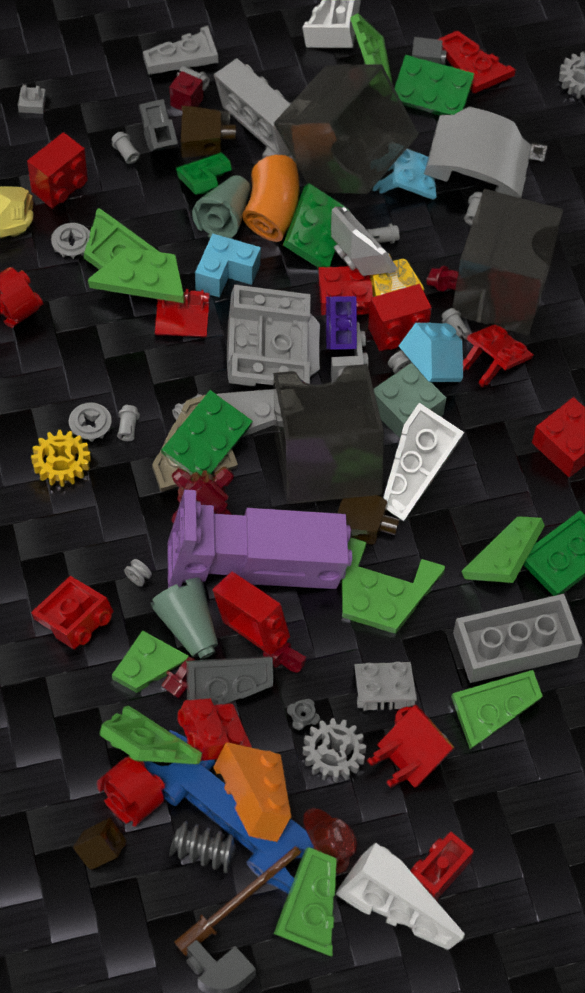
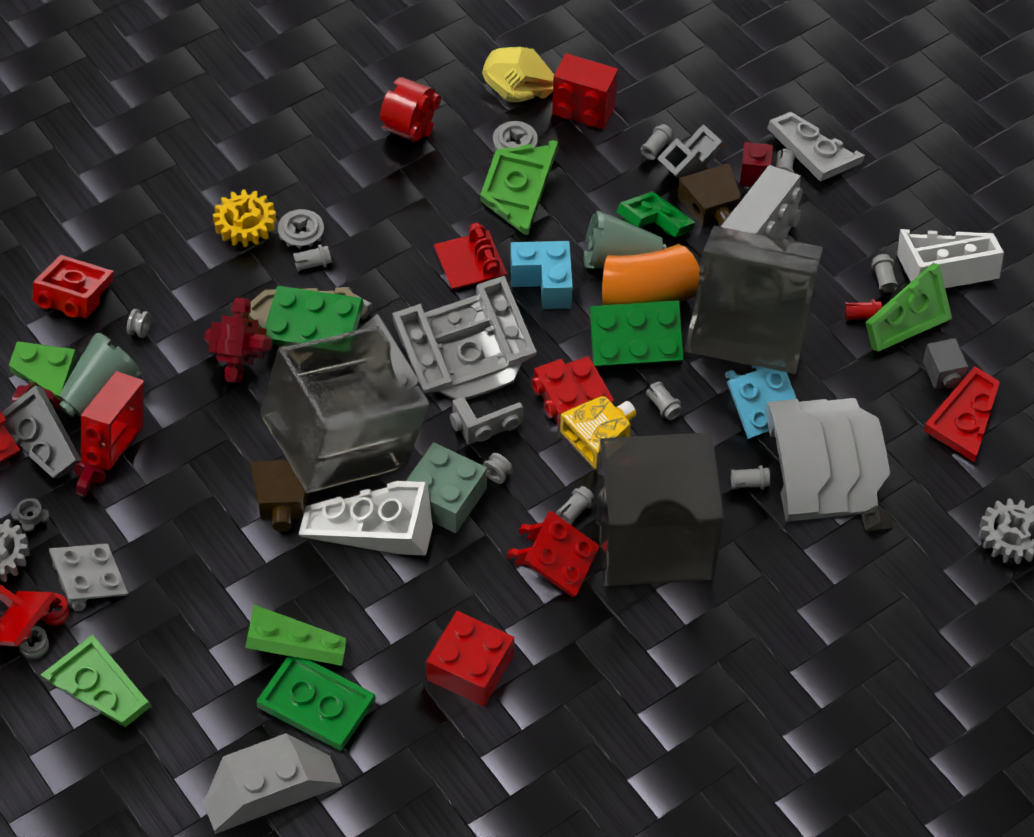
camera: 70 degrees right, 5 degrees down
(32, 100) = (677, 47): light grey tile -> none
(141, 274) = (488, 201): bright green wing -> none
(259, 546) = (188, 394): medium lavender brick -> none
(324, 57) = (883, 267): none -> light grey pin
(341, 322) = (514, 383): dark purple brick -> none
(357, 245) = (628, 366): light grey wedge -> none
(382, 599) = (193, 538): bright green wing -> none
(396, 313) = (546, 441): red brick -> none
(433, 86) = (900, 383): green plate -> none
(435, 351) = (514, 488): medium azure slope -> none
(517, 638) = (181, 674): light grey brick -> none

